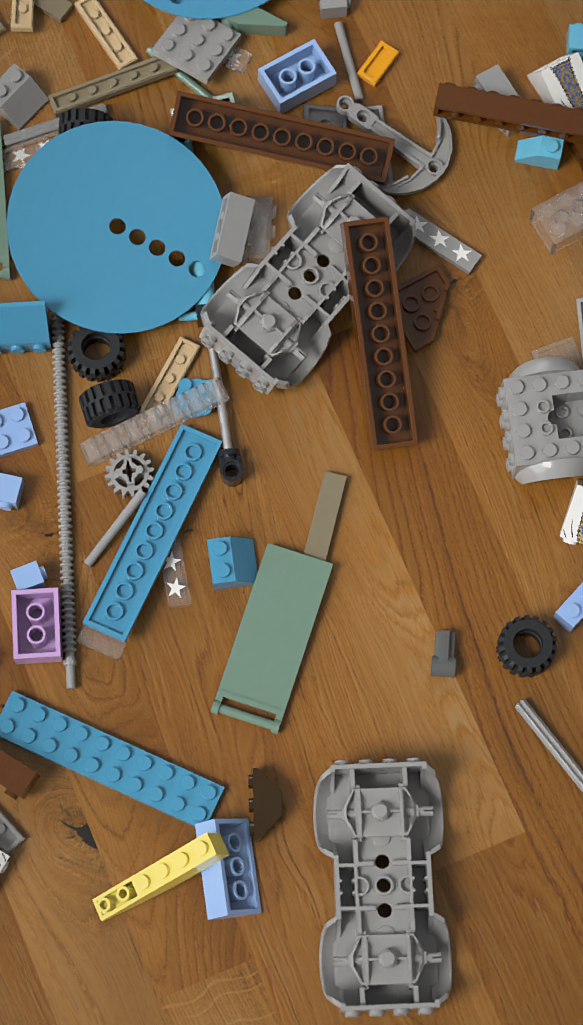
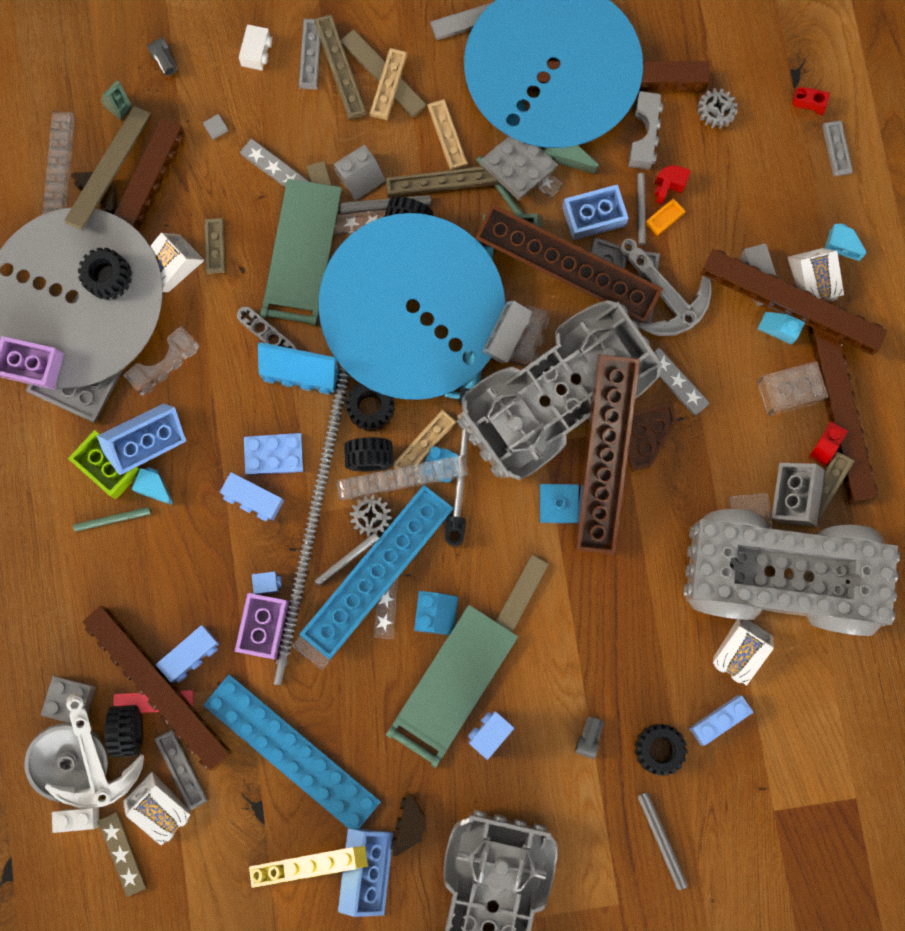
camera: 15 degrees right, 5 degrees up
(329, 675) = (490, 734): none -> light blue brick
(340, 407) = (559, 503): none -> dark azure plate
(372, 19) = (671, 178): none -> red brick

